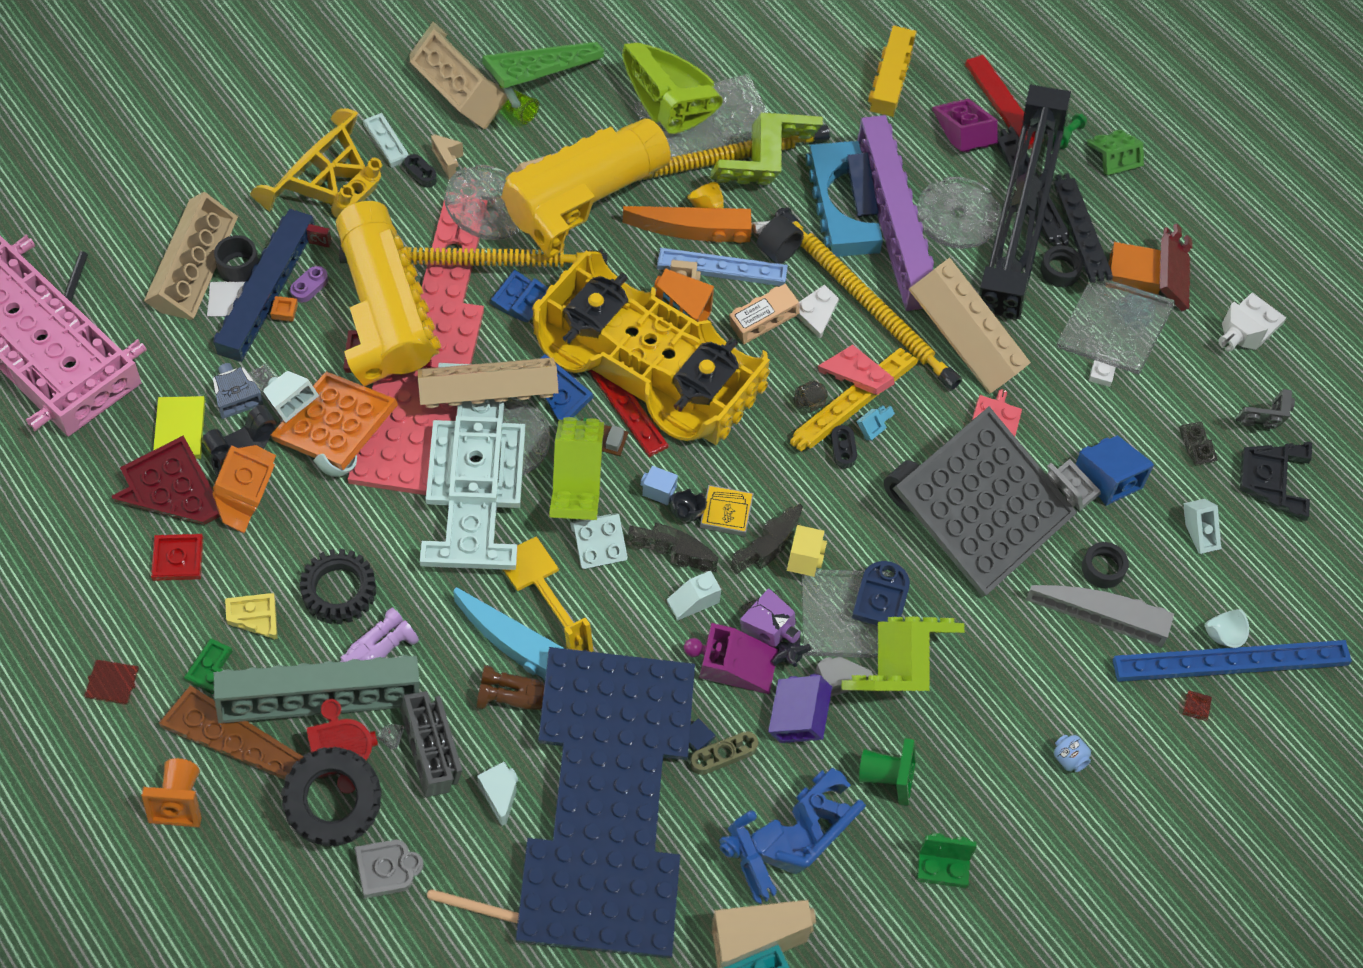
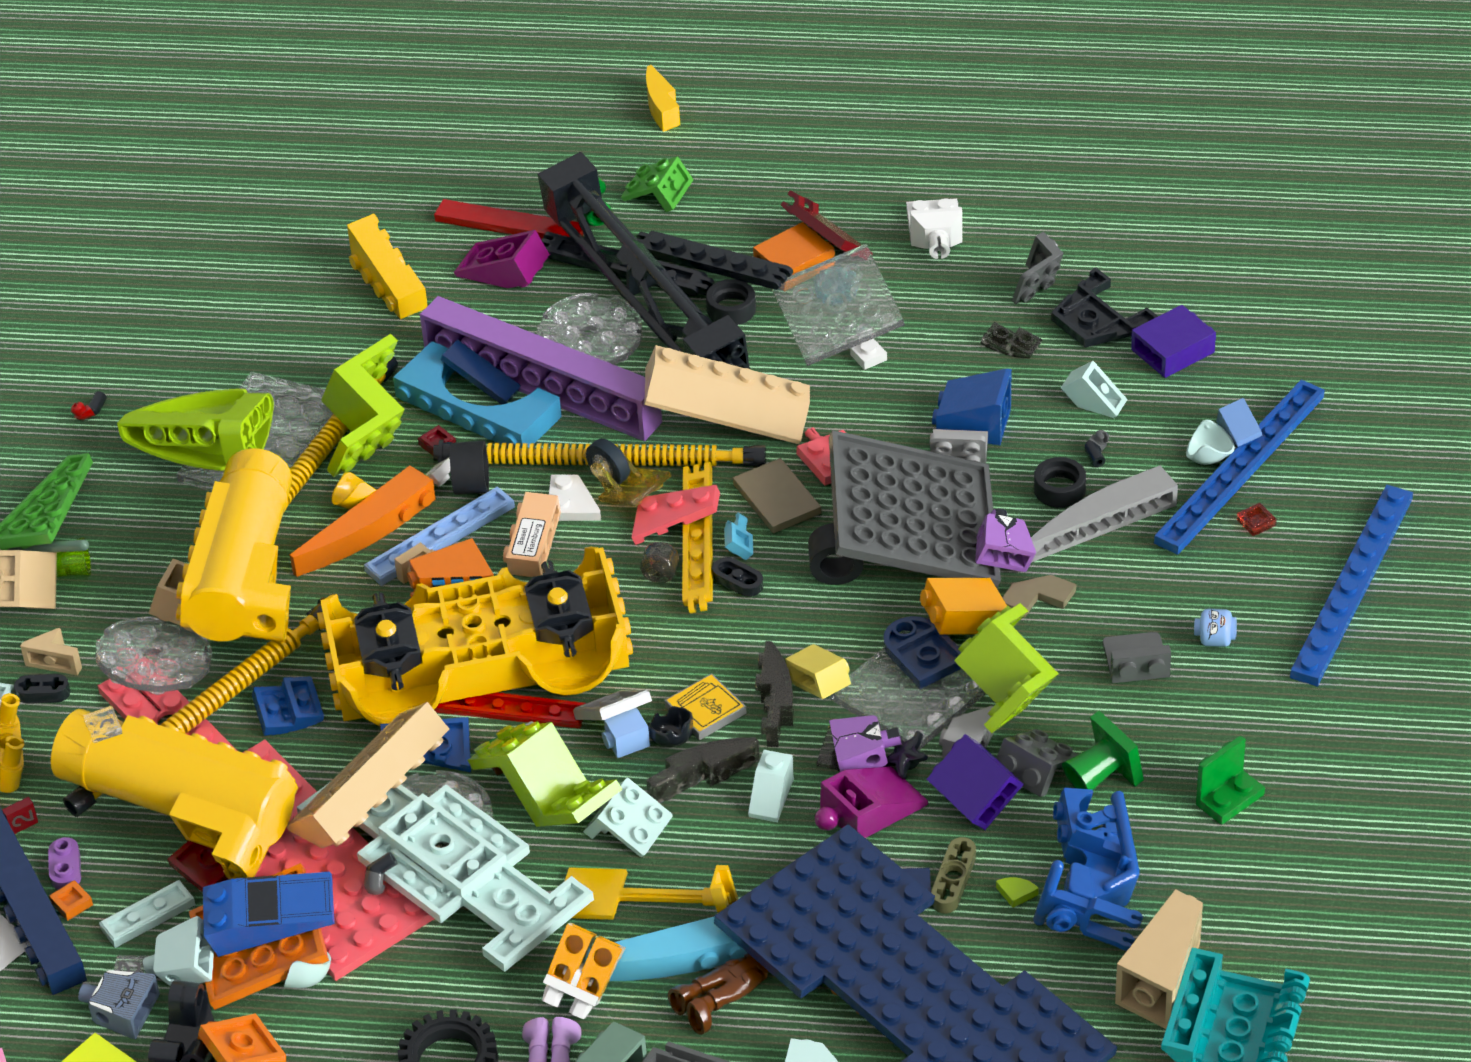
camera: 40 degrees left, 15 degrees down
(310, 352) = (147, 913): none -> light aqua tile
(345, 409) = (265, 909): none -> blue slope
(370, 222) = (102, 724): none -> clear tile
(425, 441) = (375, 873): none -> arm
(452, 605) = (575, 978): none -> light orange hips
(644, 24) = (93, 408): none -> arm
(671, 461) = (612, 705): none -> light grey tile
(746, 799) = (1016, 890): none -> lime tile
(795, 203) = (432, 438): none -> dark red tile
(856, 334) = (619, 477): none -> clear yellow plate
(859, 727) = (1033, 759): none -> dark grey bracket
(932, 415) = (777, 495): none -> dark tan tile
(938, 589) = (960, 603): none -> light orange brick
(1003, 722) = (1137, 657): none -> dark grey bracket
(1009, 626) = (1046, 589): none -> dark tan tile
(1015, 572) = (1004, 542): none -> medium lavender torso
(1158, 561) = (1095, 446): none -> arm
(1188, 95) = (662, 100): none -> yellow slope
(1200, 807) = (1351, 586): none -> blue plate
(1262, 633) = (1238, 422): none -> medium blue slope
(1298, 537) = (1173, 341): none -> dark purple brick

